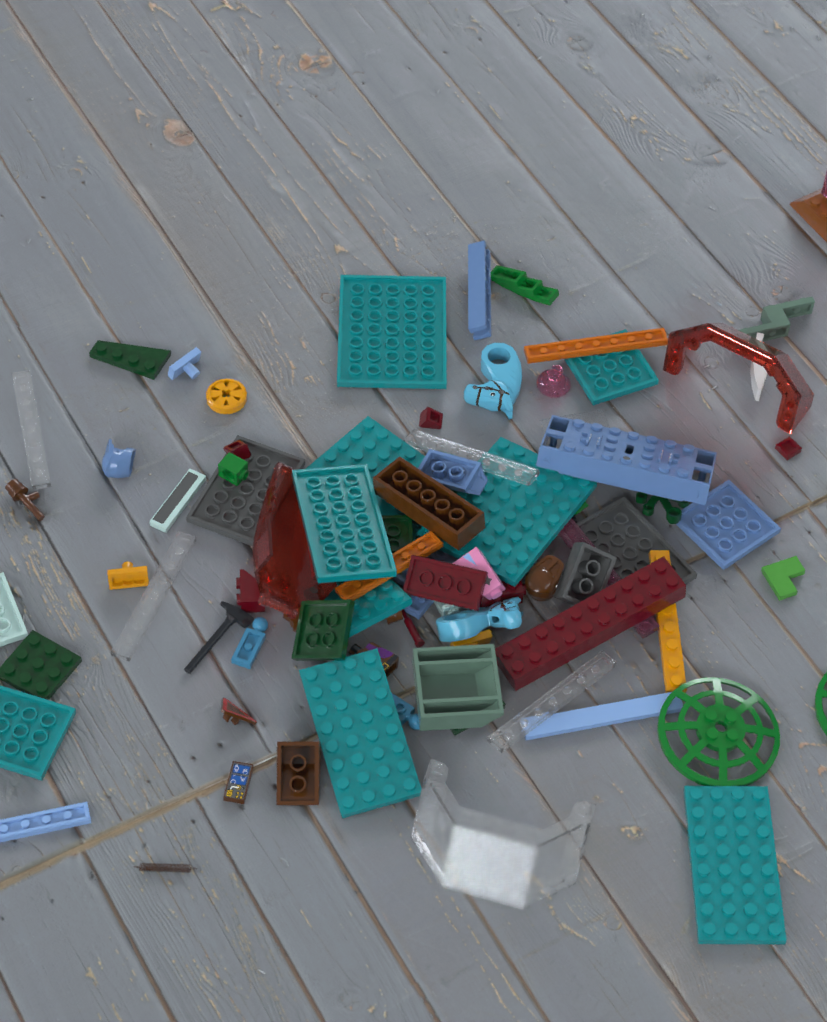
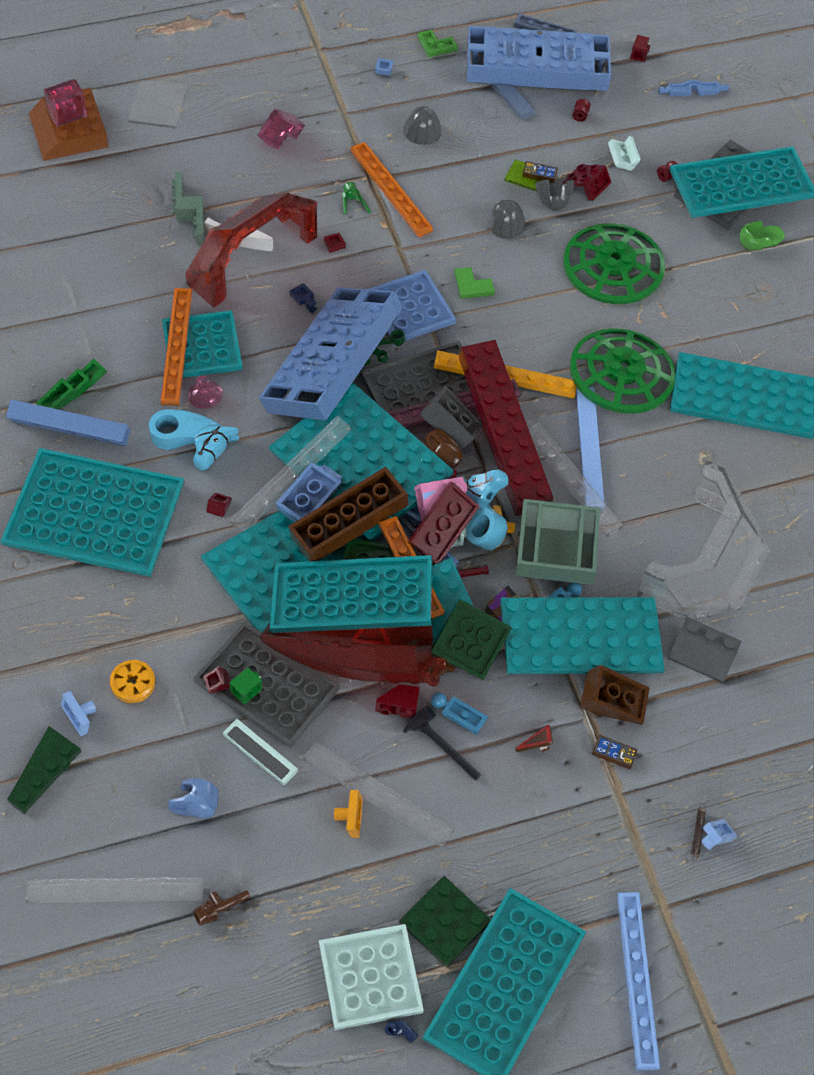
camera: 80 degrees left, 5 degrees up
(161, 878) = (718, 833): none -> light blue tile
(374, 849) = (704, 649): none -> dark grey slope
(702, 432) = (304, 295): none -> dark blue plate

